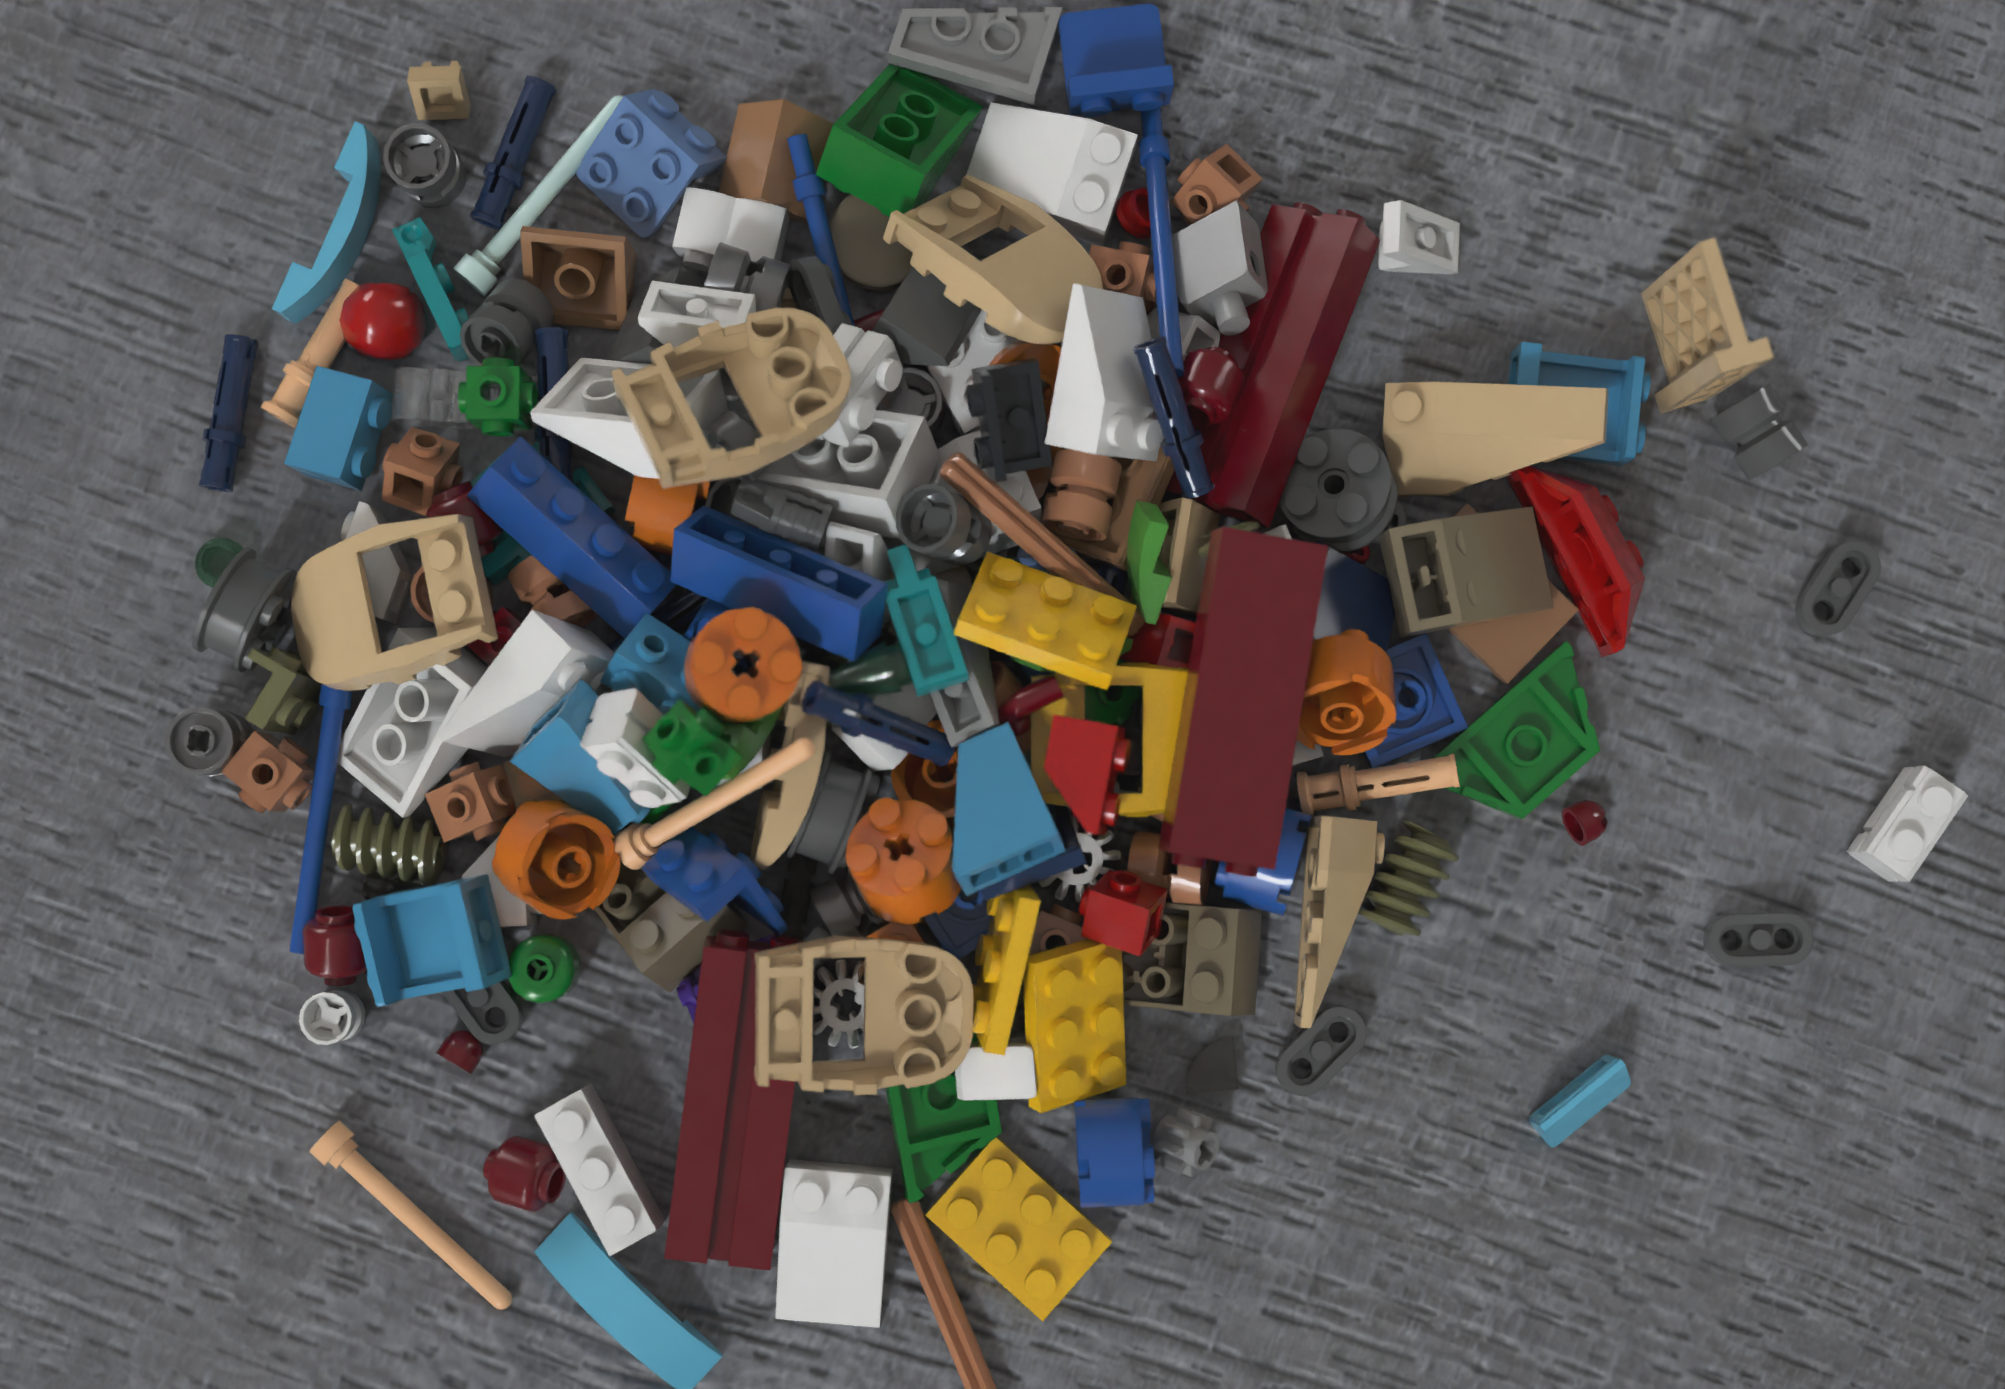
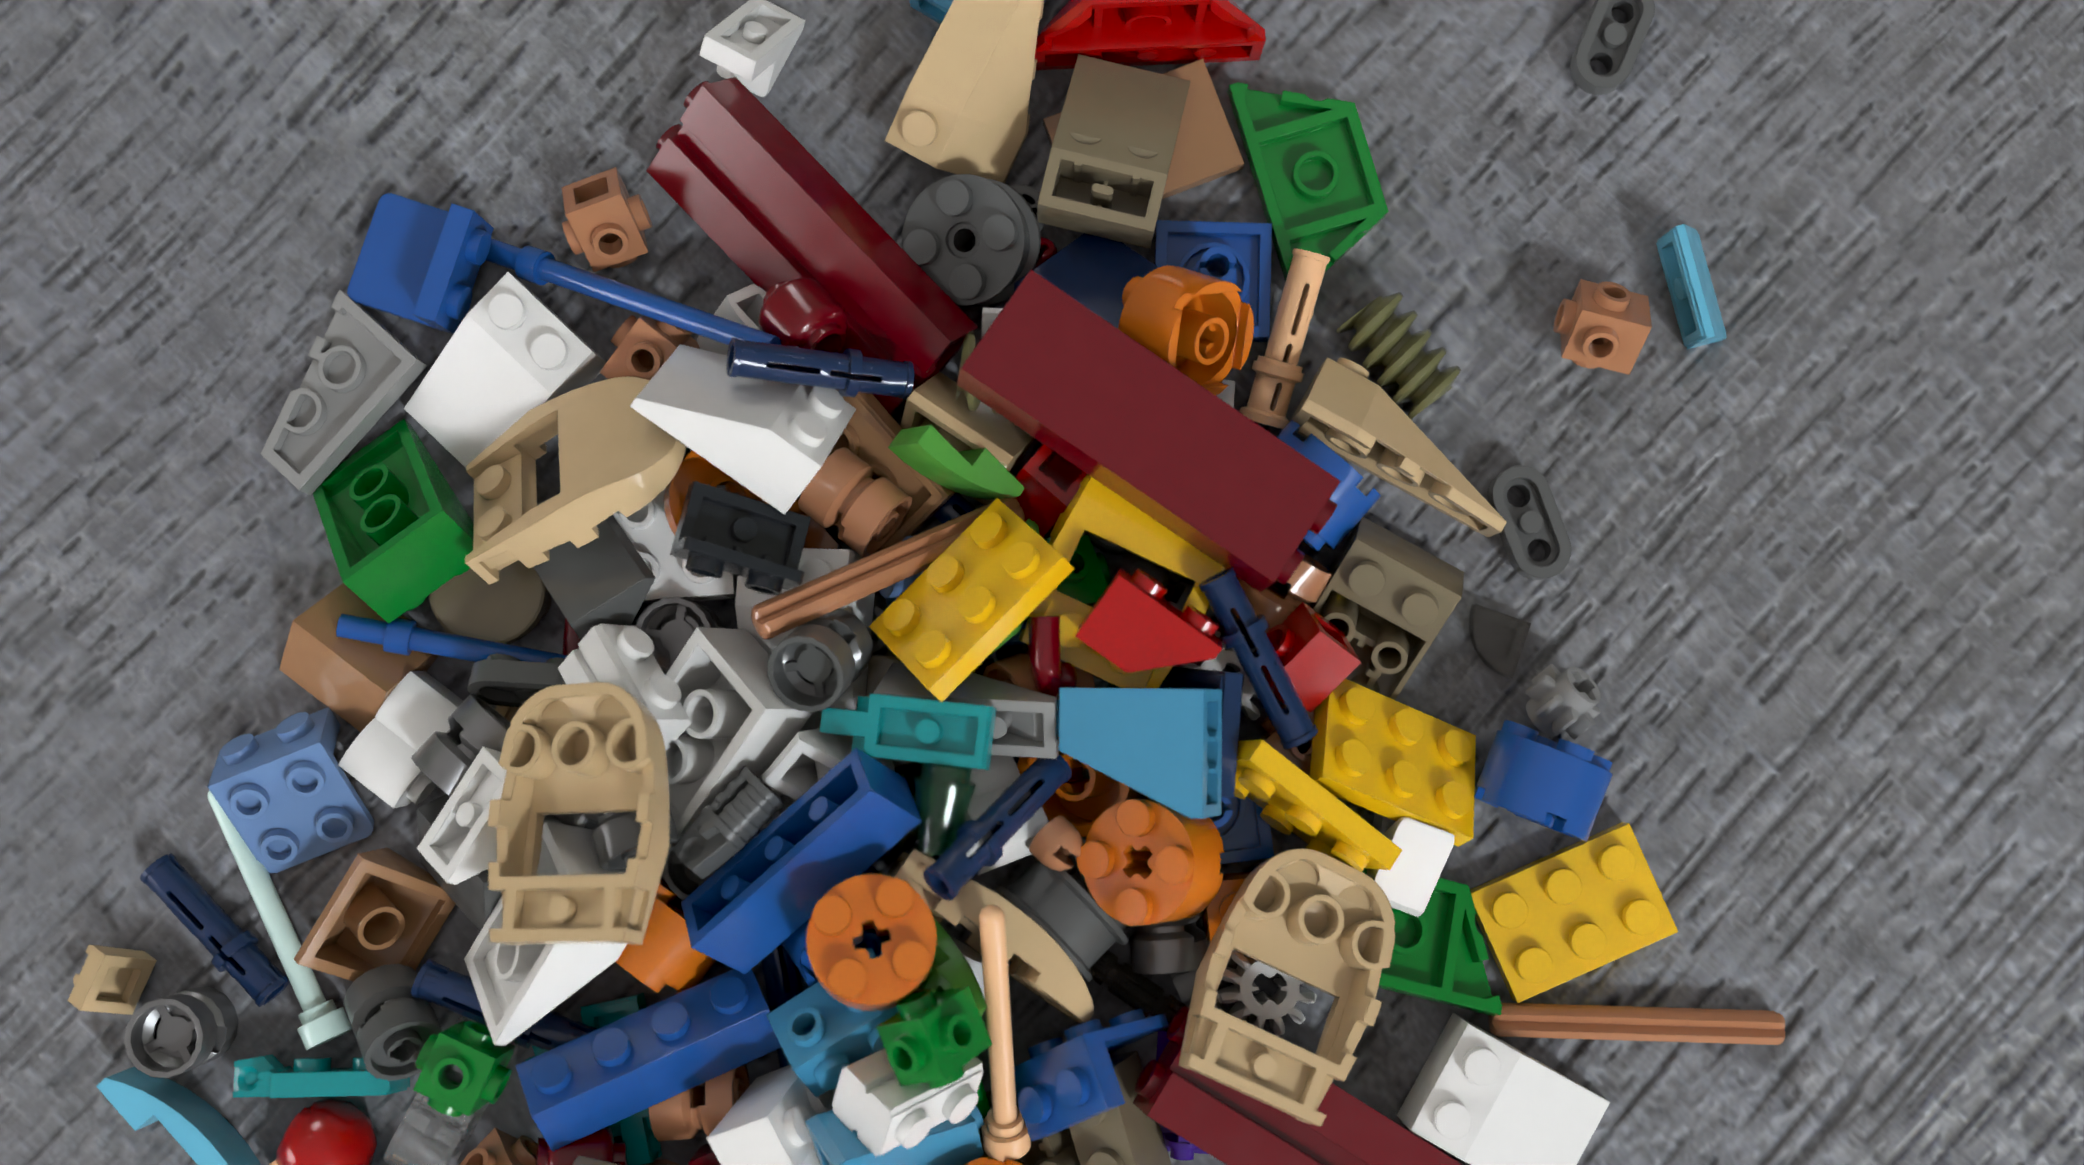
camera: 65 degrees left, 0 degrees up
(883, 778) = (1056, 843): none -> nougat hinge
(1133, 213) = (589, 314): red plate -> none
(1142, 818) = (1291, 722): none -> dark blue pin
(1220, 268) = (687, 251): light grey torso -> none
(1510, 1037) = (1603, 326): none -> nougat brick
(1584, 821) = (1417, 152): dark red hinge -> none

